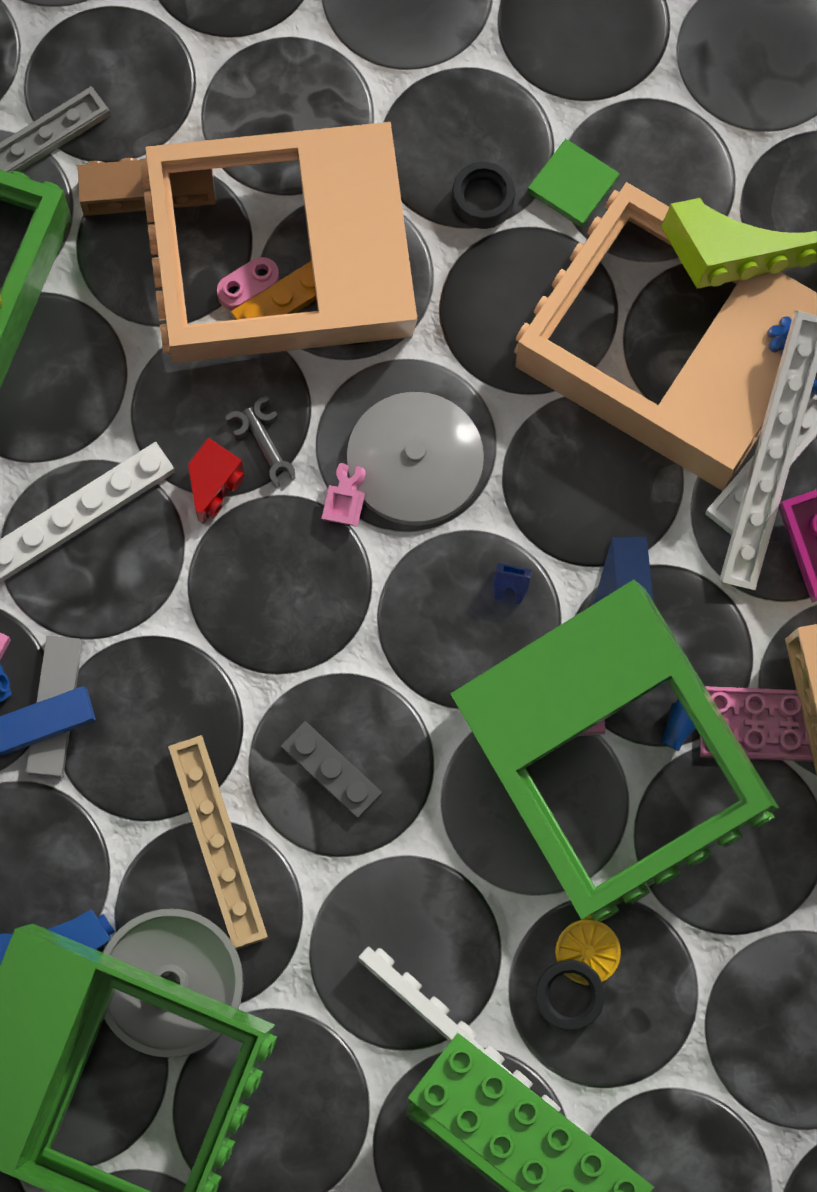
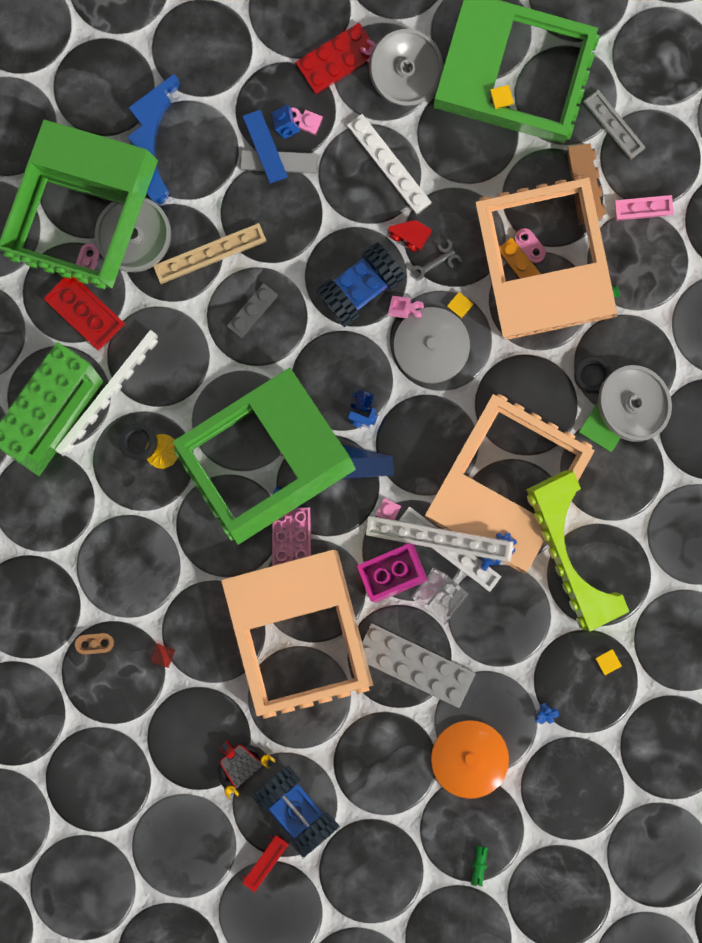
camera: 90 degrees right, 10 degrees up
(197, 94) = (644, 207): none -> bright pink plate
(215, 1078) = (84, 260): none -> bright pink plate
(300, 564) = (360, 284): none -> plate
(312, 1087) = (84, 312): none -> red plate
(346, 405) = (460, 305): none -> yellow tile
(539, 126) = (634, 403): none -> light grey dish
(547, 589) = (359, 420): none -> blue bracket
(710, 550) = (388, 510): none -> bright pink plate

